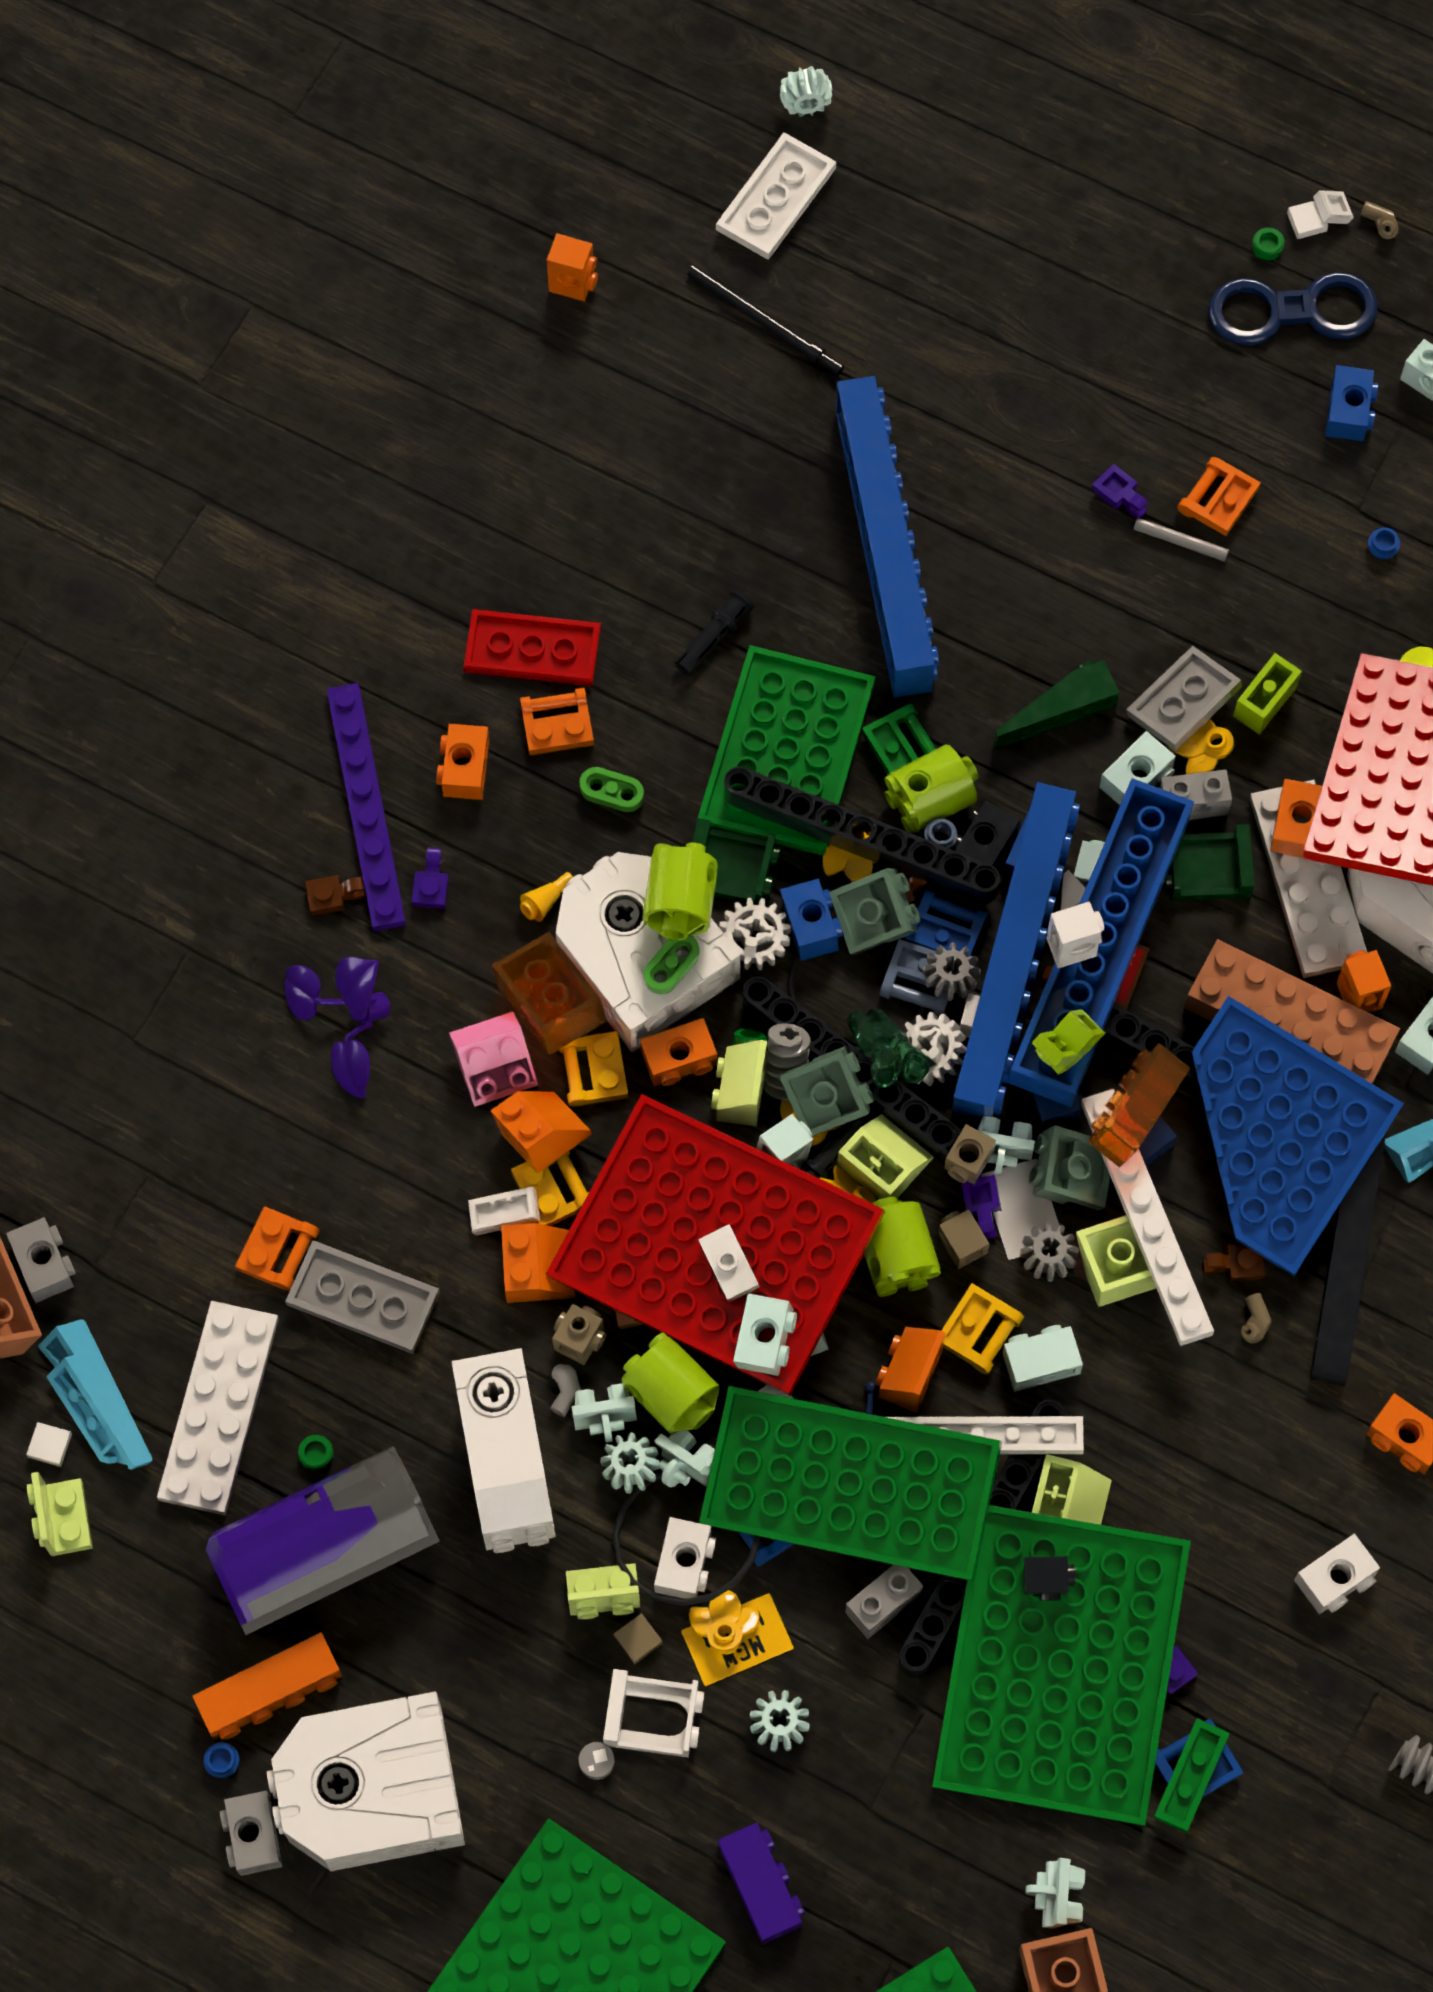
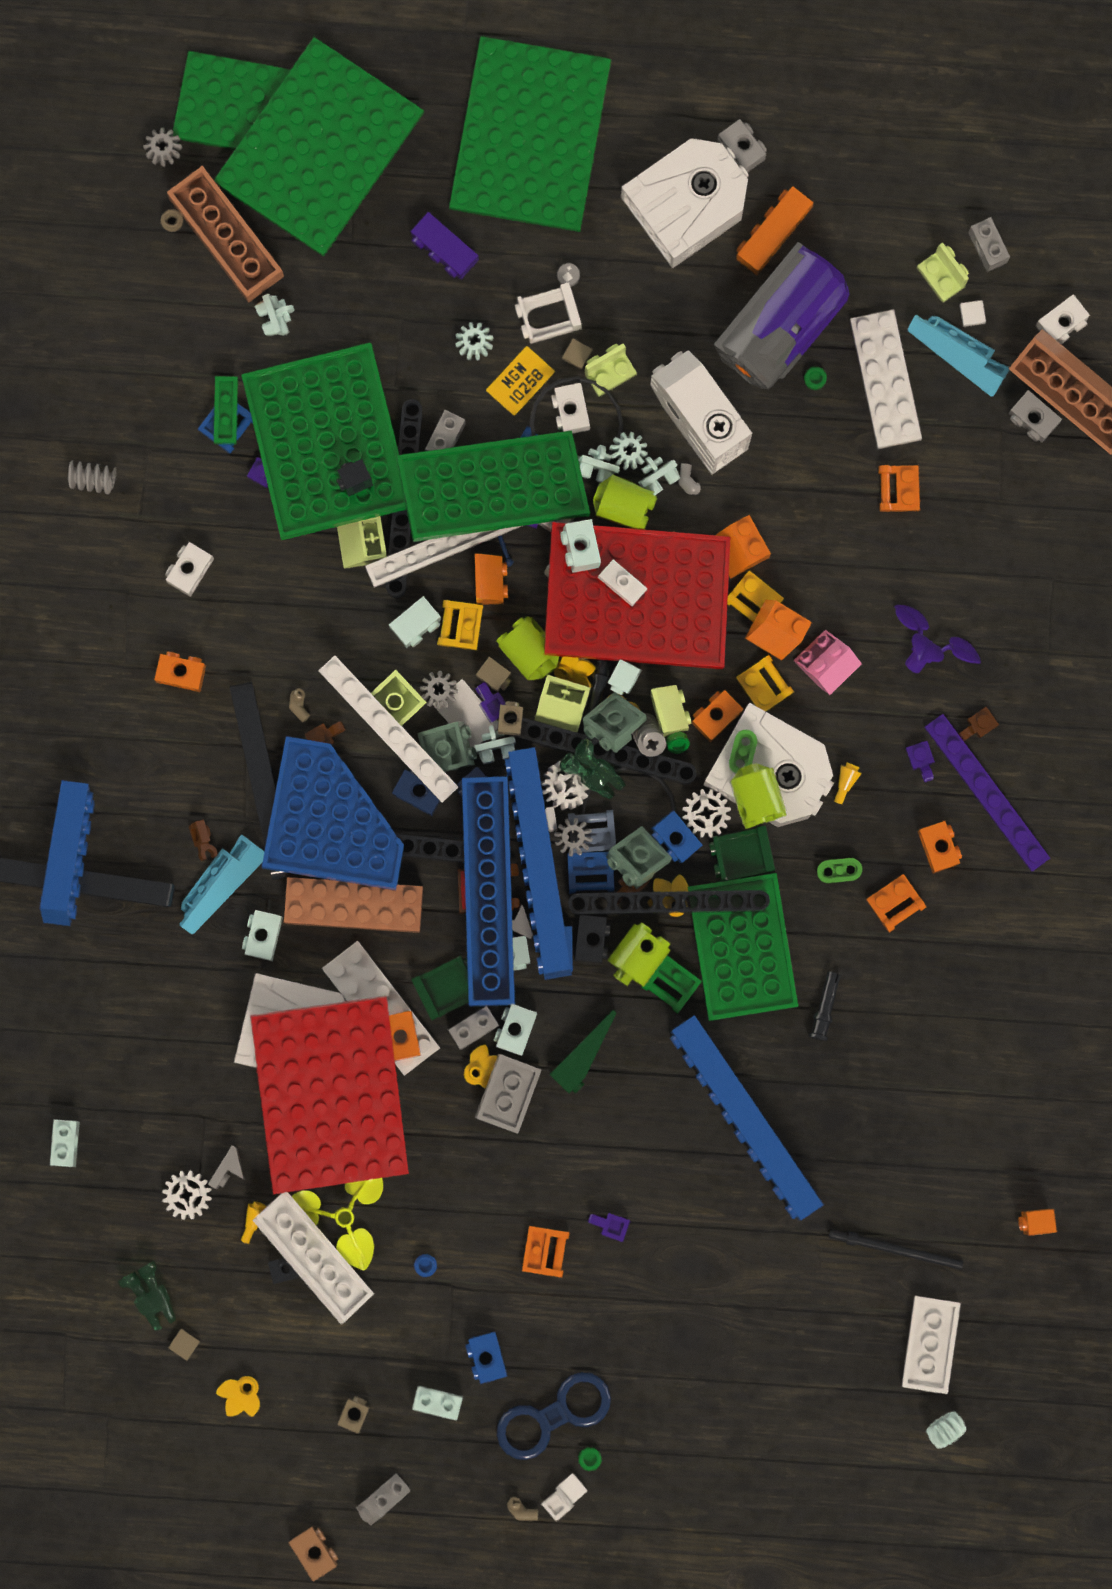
camera: 155 degrees right, 15 degrees up
(221, 1760) = (780, 180): blue plate -> none
(362, 1297) = (833, 480): light grey plate -> none
(505, 1208) = (775, 570): white plate -> none
(532, 647) = (935, 947): red tile -> none
(549, 993) = (812, 712): clear orange brick -> none
(578, 1333) = (696, 505): dark tan brick -> none
(722, 1617) = (532, 387): yellow plate -> none
(942, 830) = (615, 921): sand blue cone -> none
(1068, 1041) = (479, 802): lime brick -> none
(1074, 934) = (502, 871): white brick -> none
(1138, 1104) = (421, 794): clear orange brick -> none
(1181, 539) = (556, 1210): light grey bar -> none
(1267, 693) = (456, 1118): lime brick -> none
(1364, 981) = (318, 944): orange brick -> none

